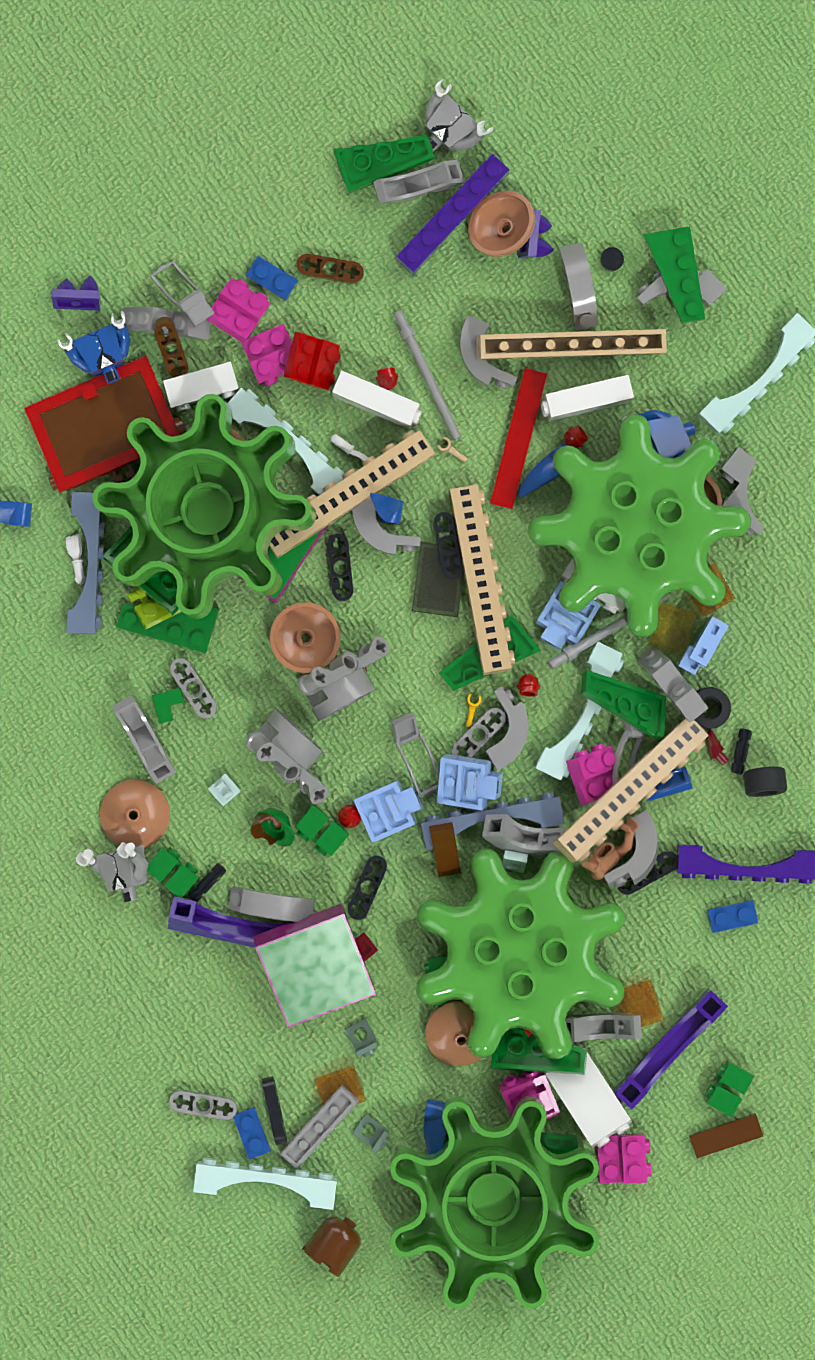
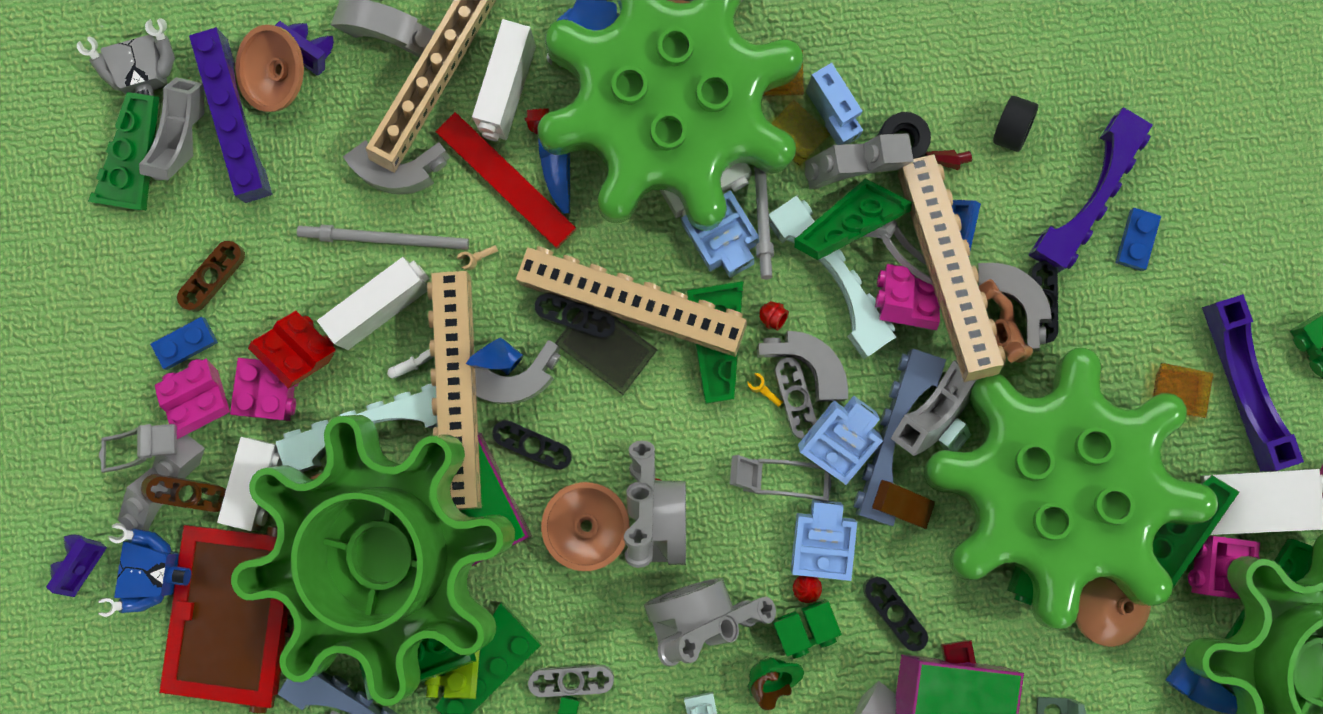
camera: 60 degrees left, 5 degrees down
(387, 378) = (358, 278): red plate -> none
(604, 1026) = (1184, 446): light grey arch -> none
(741, 751) = (967, 133): black axle -> none

